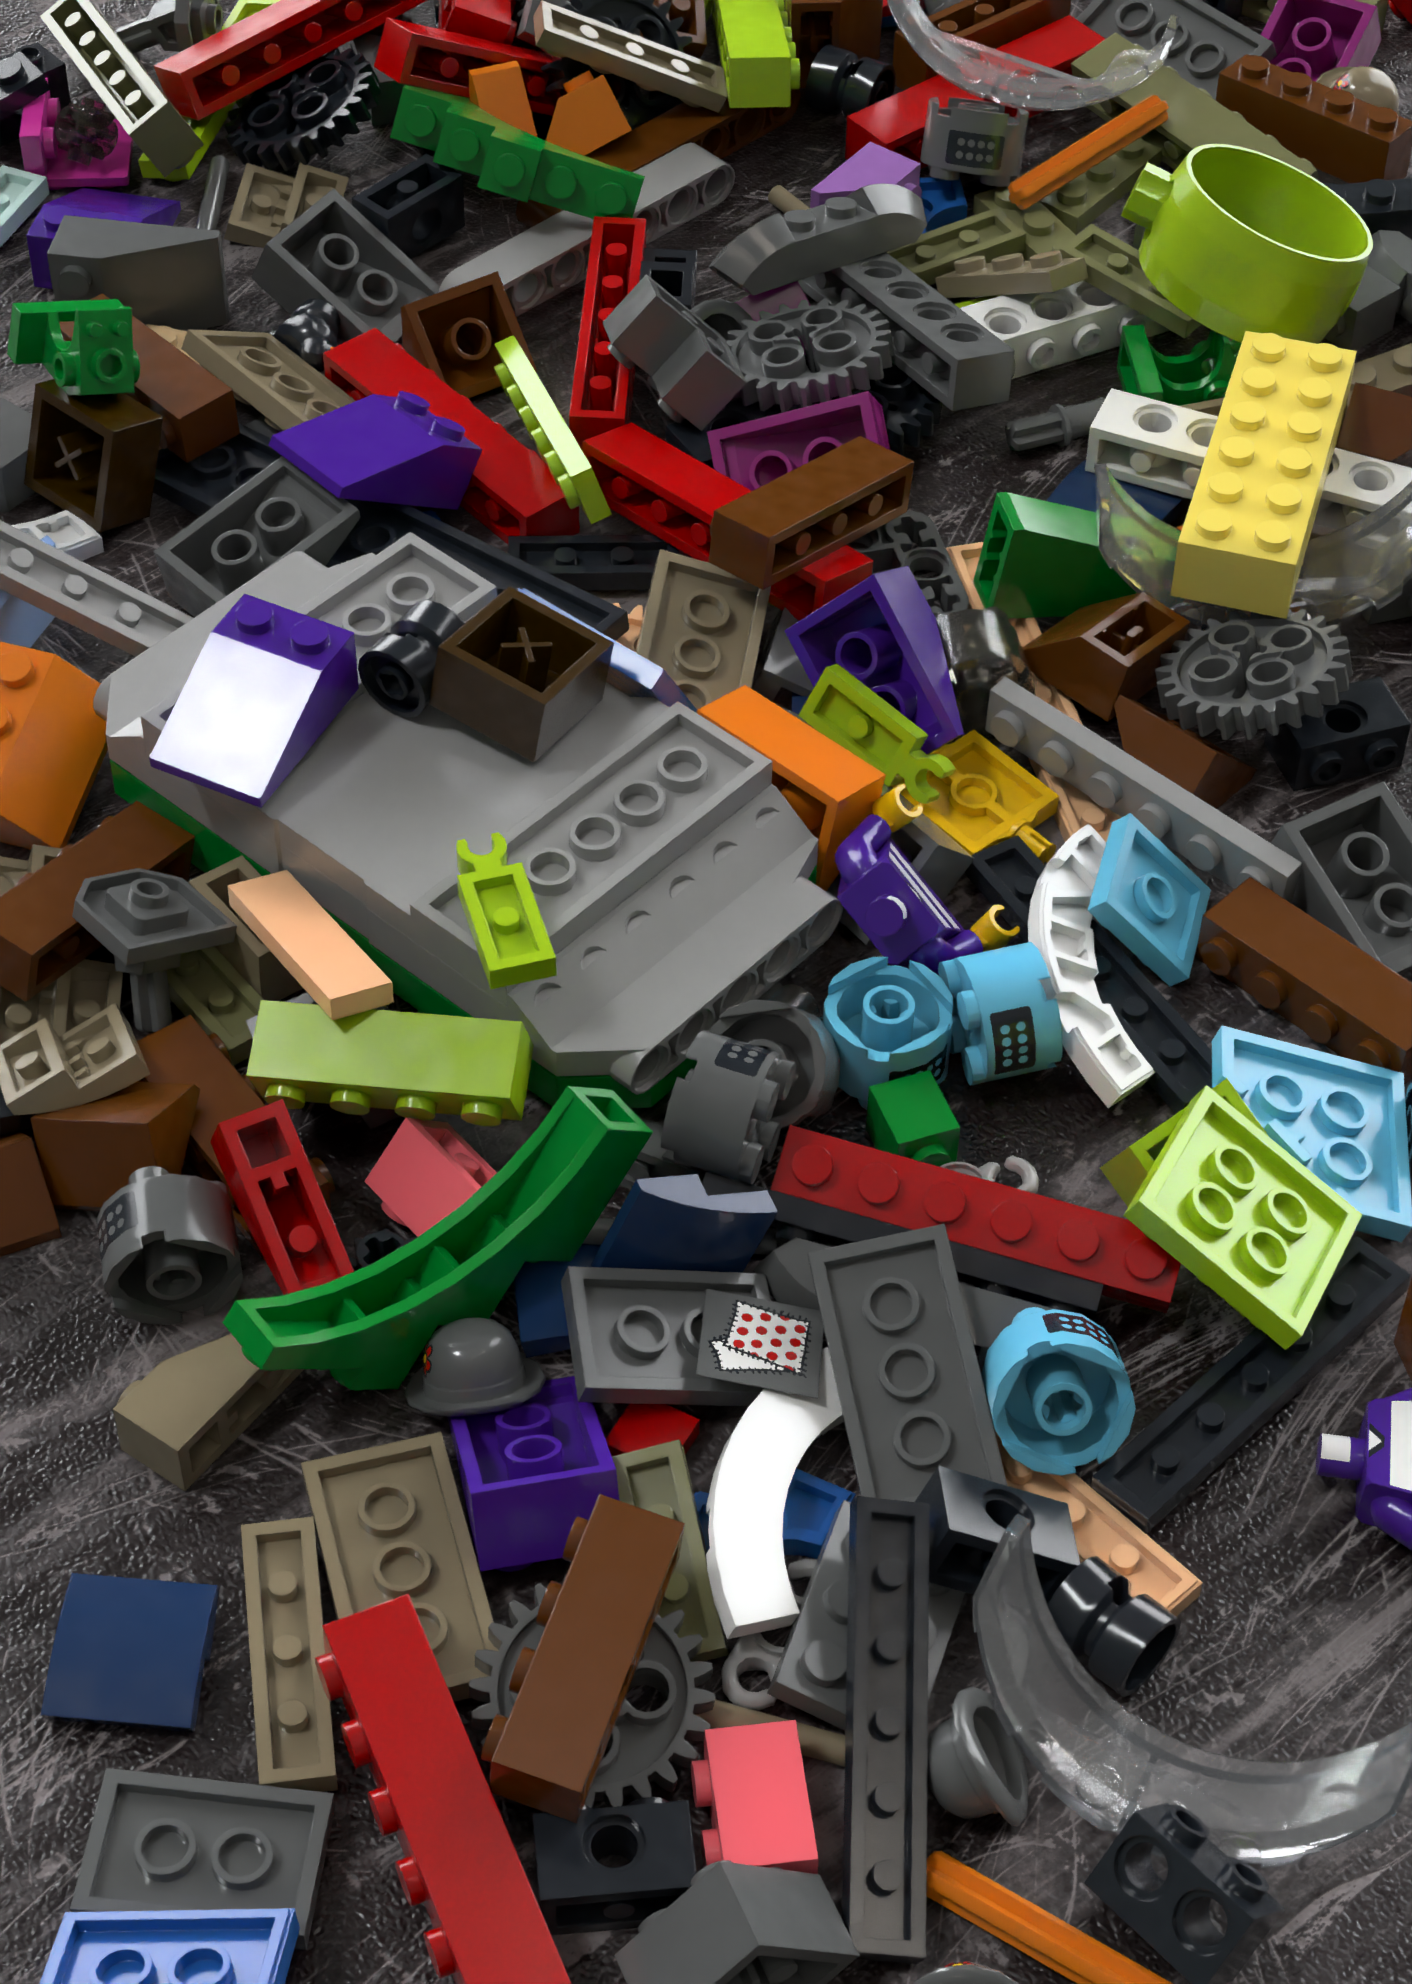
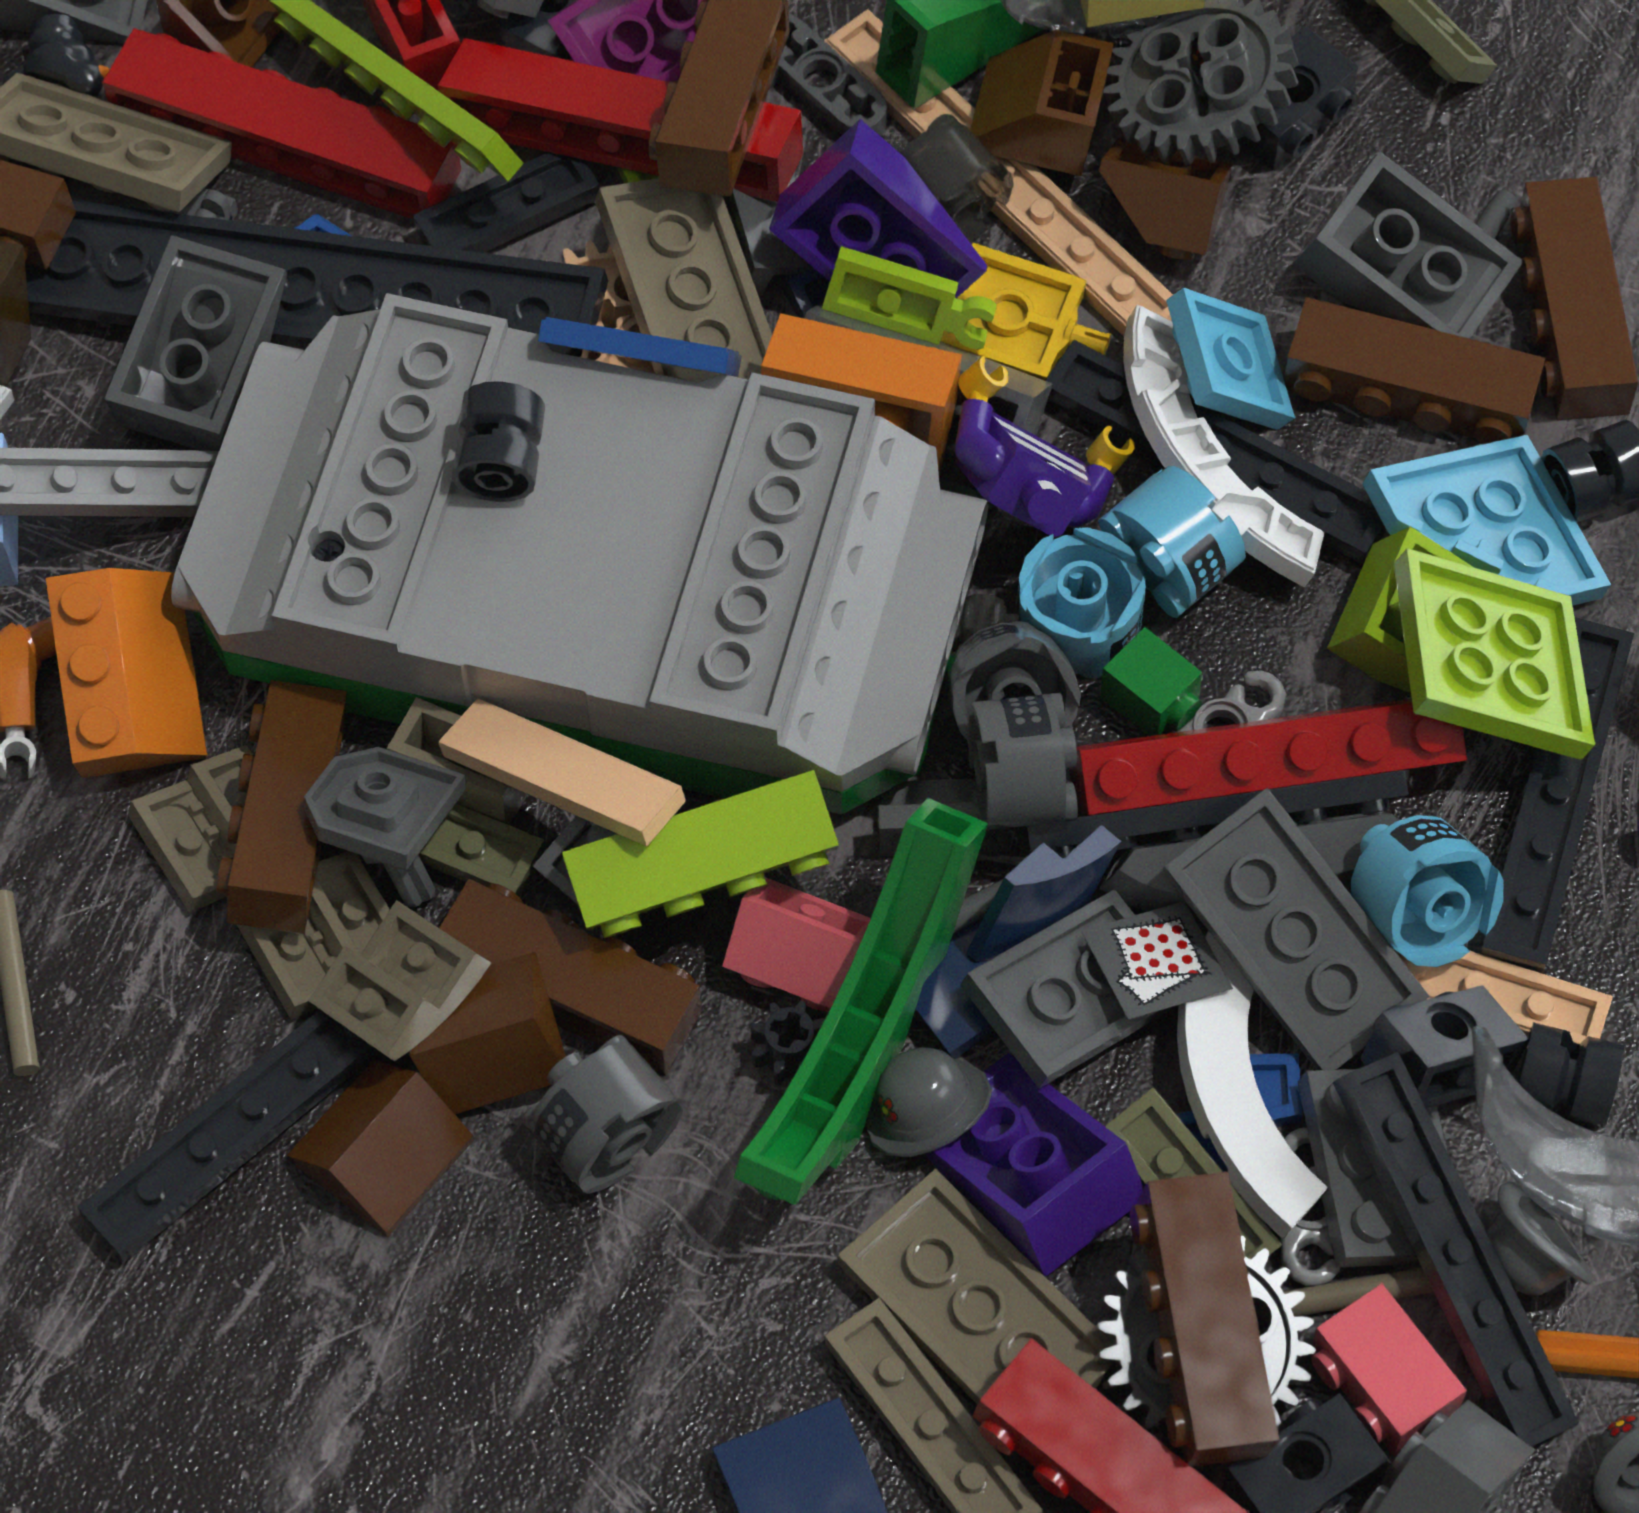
camera: 25 degrees left, 15 degrees up
(194, 1408) = (712, 1242): dark tan slope -> none
(257, 700) = (383, 558): slope -> none
(280, 1198) = (692, 1034): red slope -> none
(384, 452) = (254, 186): dark purple slope -> none
(503, 916) = (750, 680): lime plate -> none
(520, 673) = (609, 417): dark brown brick -> none
(651, 1425) = (1104, 1083): red tile -> none
(1129, 786) = (1159, 250): light grey plate -> none

